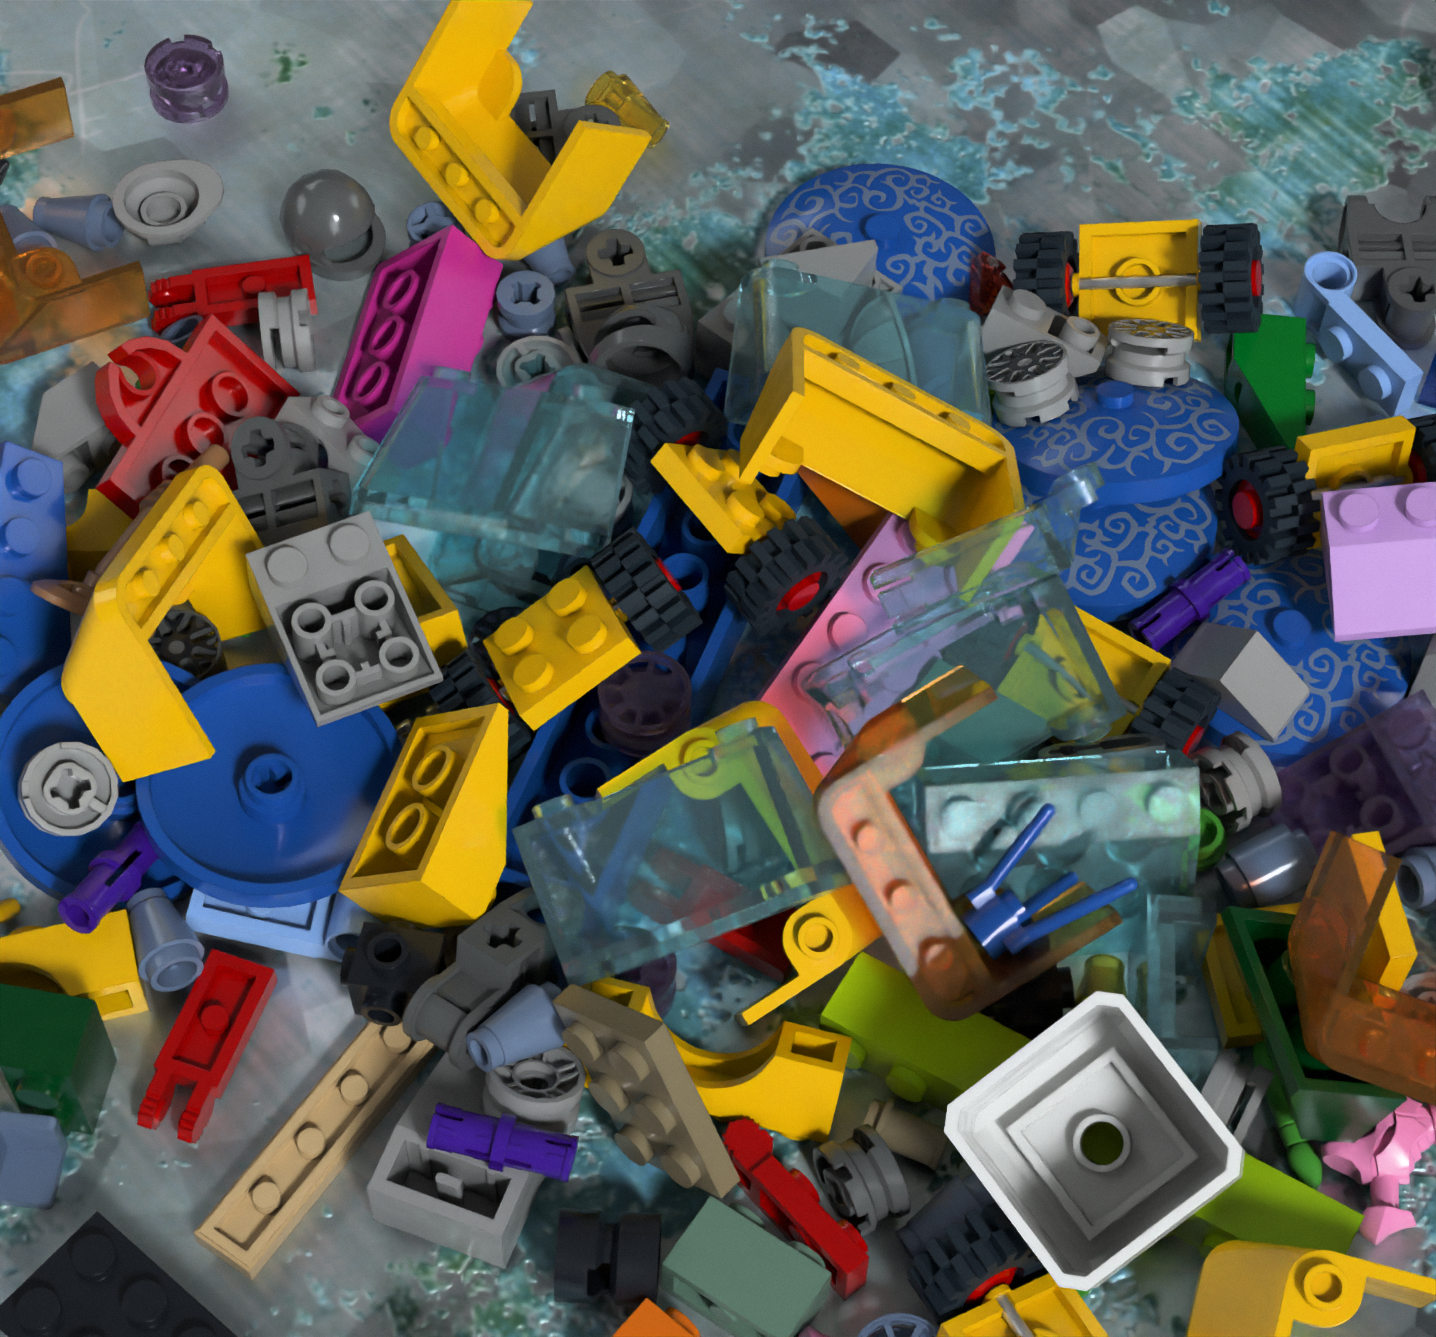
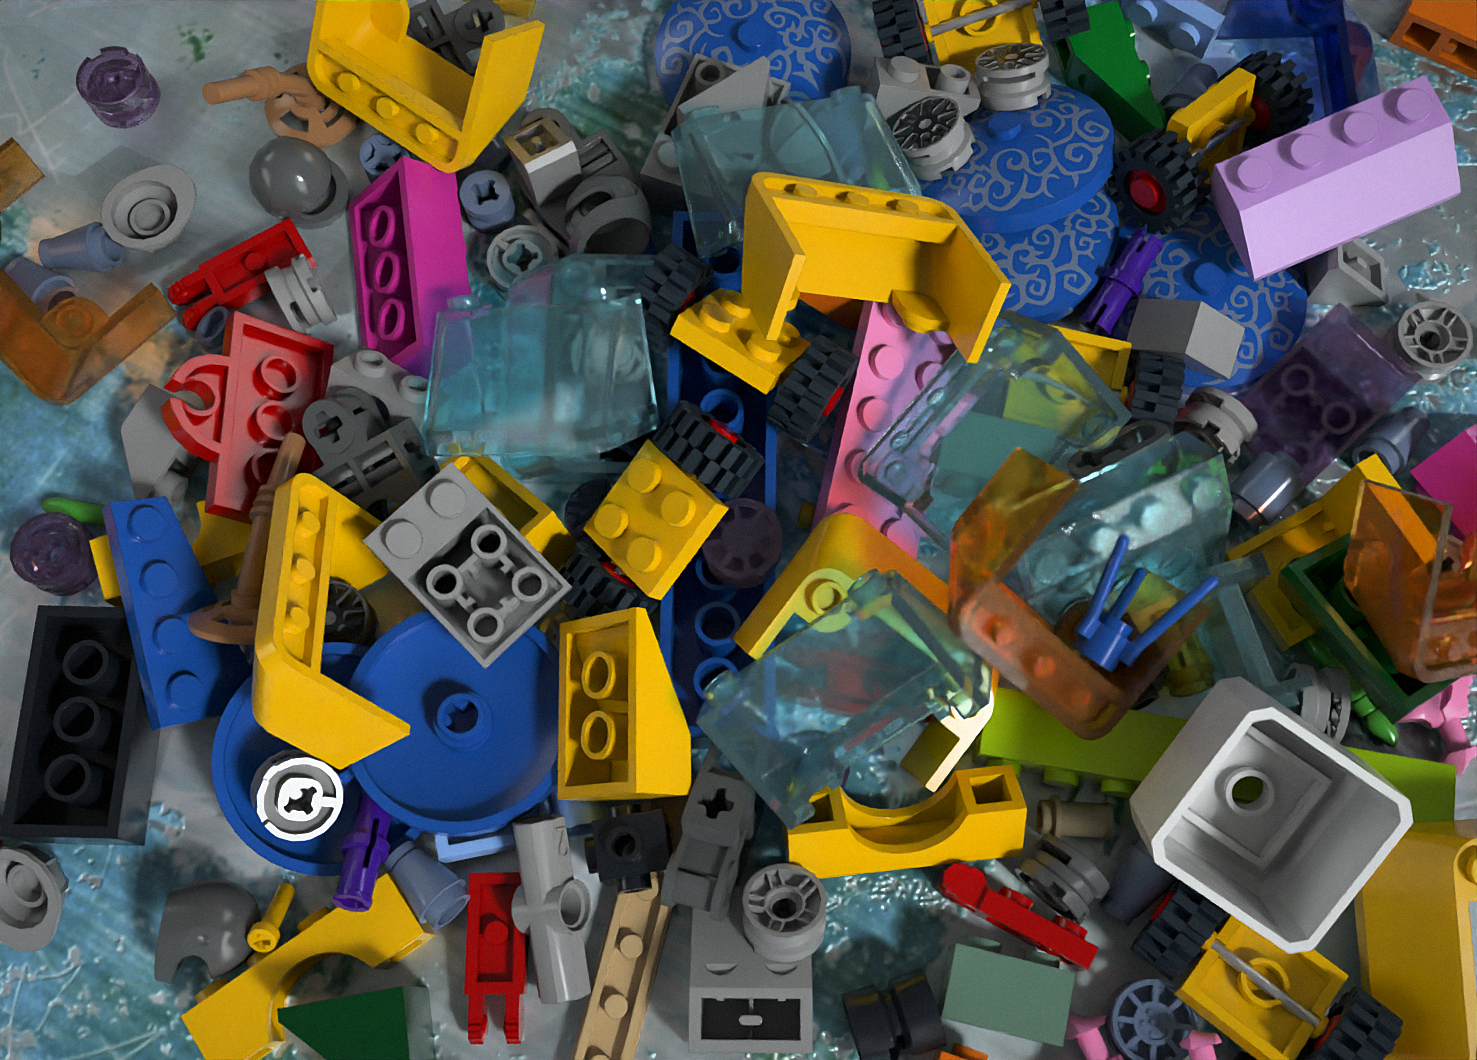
camera: 15 degrees left, 15 degrees up
(285, 1007) = (551, 908): none -> light grey piece
(371, 147) = (305, 104): none -> medium nougat dish
(502, 1142) = (784, 976): dark purple pin -> none
(518, 1029) = (761, 872): sand blue cone -> none
(600, 277) = (545, 160): none -> light grey slope
(645, 1090) = (879, 890): dark tan plate -> none
(986, 282) = (853, 54): clear red tile -> none
(990, 557) = (990, 329): clear light blue hinge -> none

